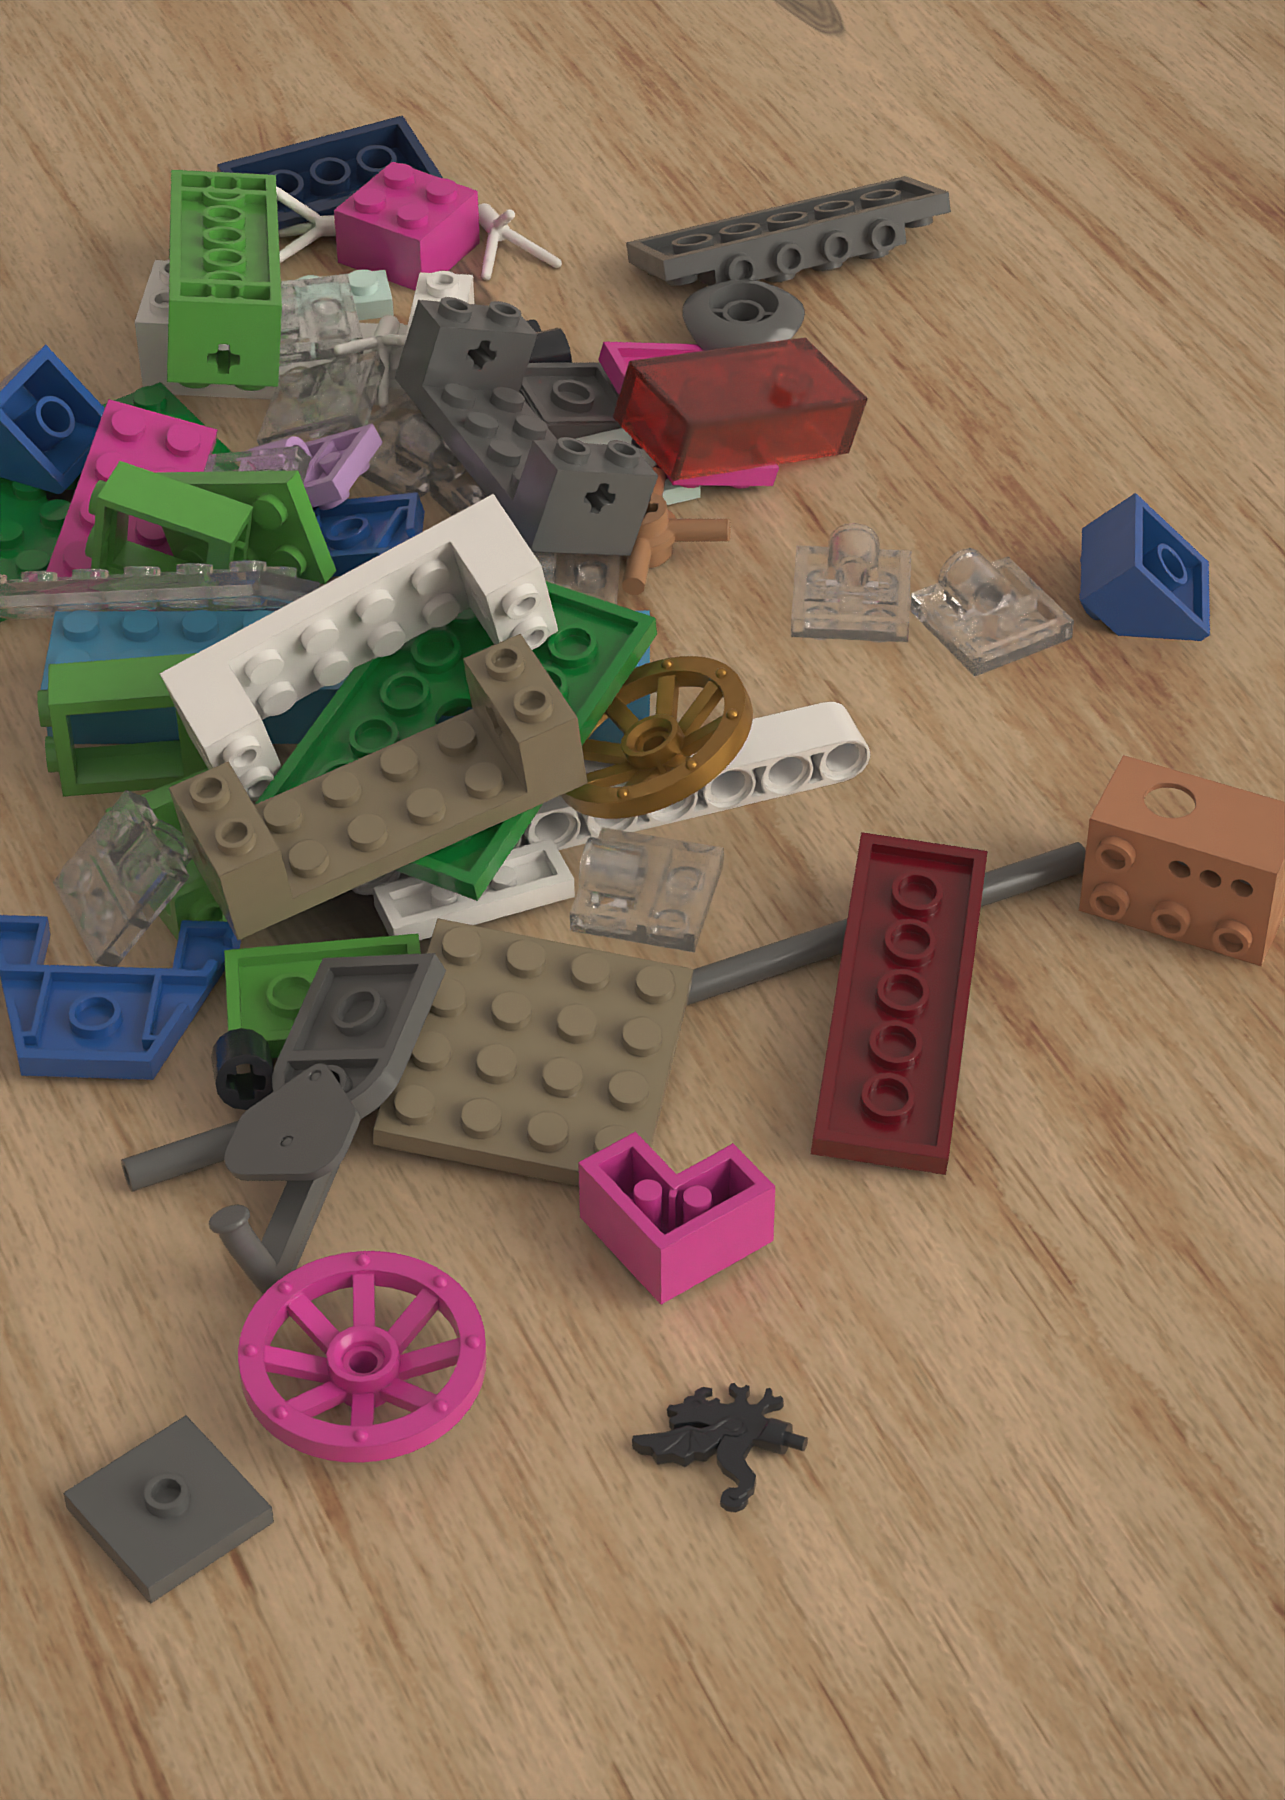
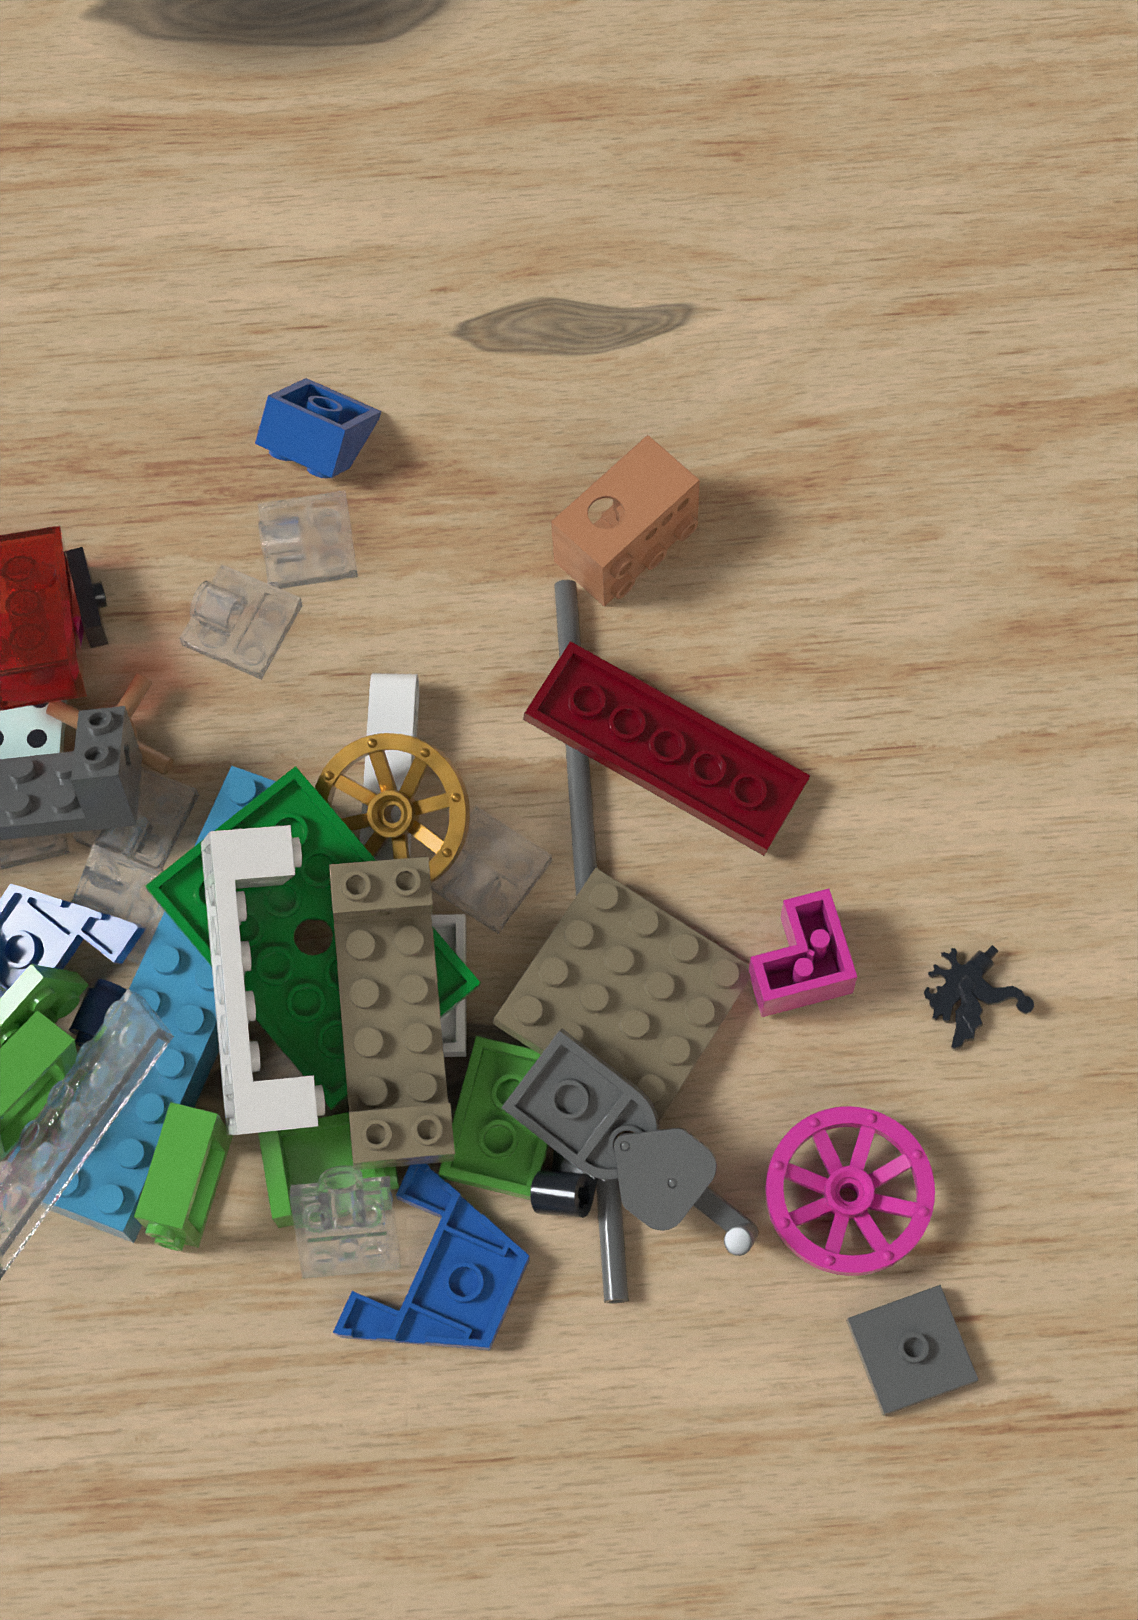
camera: 65 degrees left, 25 degrees up
(804, 465) = (89, 597): none -> black plate

